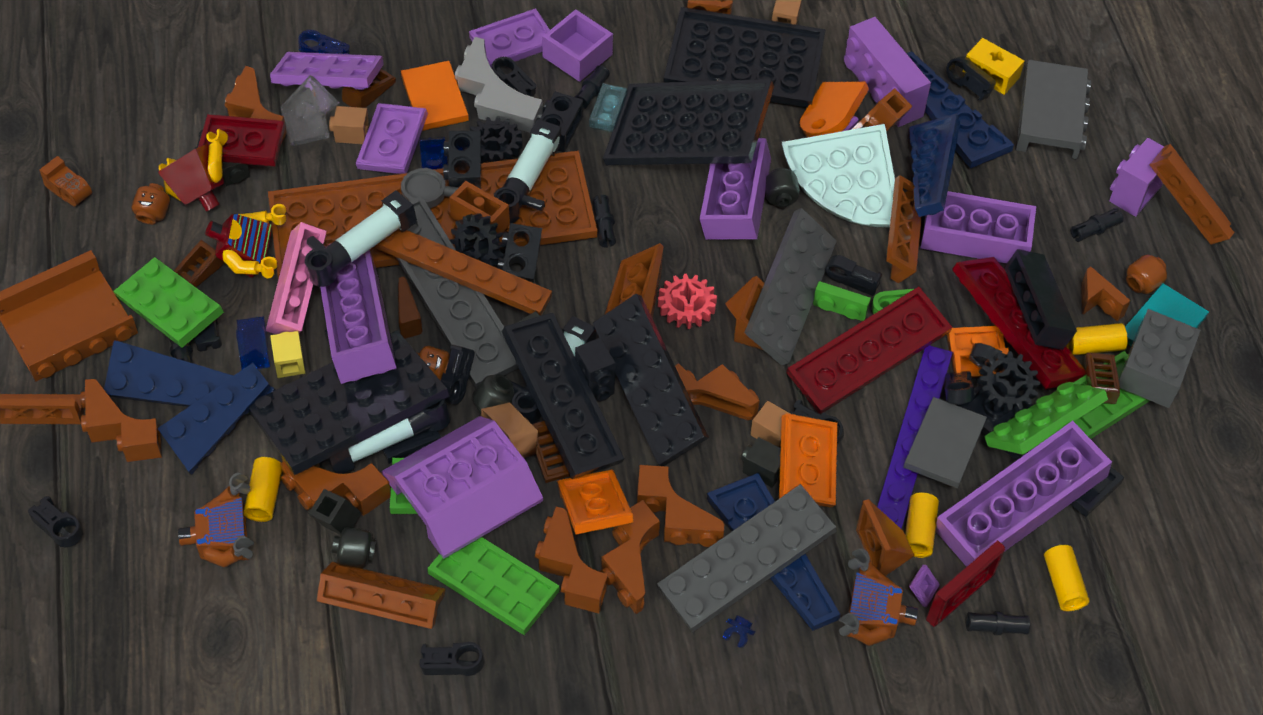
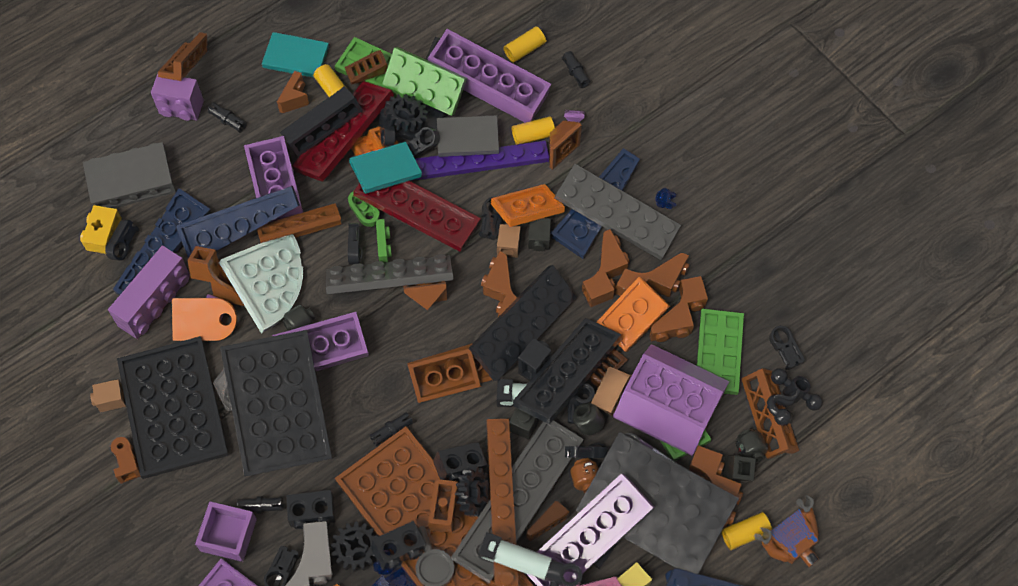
camera: 115 degrees left, 10 degrees up
(413, 617) = (792, 393): none -> black piece
(543, 143) = (382, 497): piece -> none
(607, 107) = (276, 481): clear light blue plate -> none
(675, 305) = (438, 329): coral gear -> none
(874, 604) = (608, 132): torso -> none
(937, 332) = (385, 167): none -> teal tile
(965, 583) = (569, 87): dark red tile -> none
(1146, 274) = (259, 74): dark orange head -> none
(1158, 358) = (336, 39): dark grey brick -> none

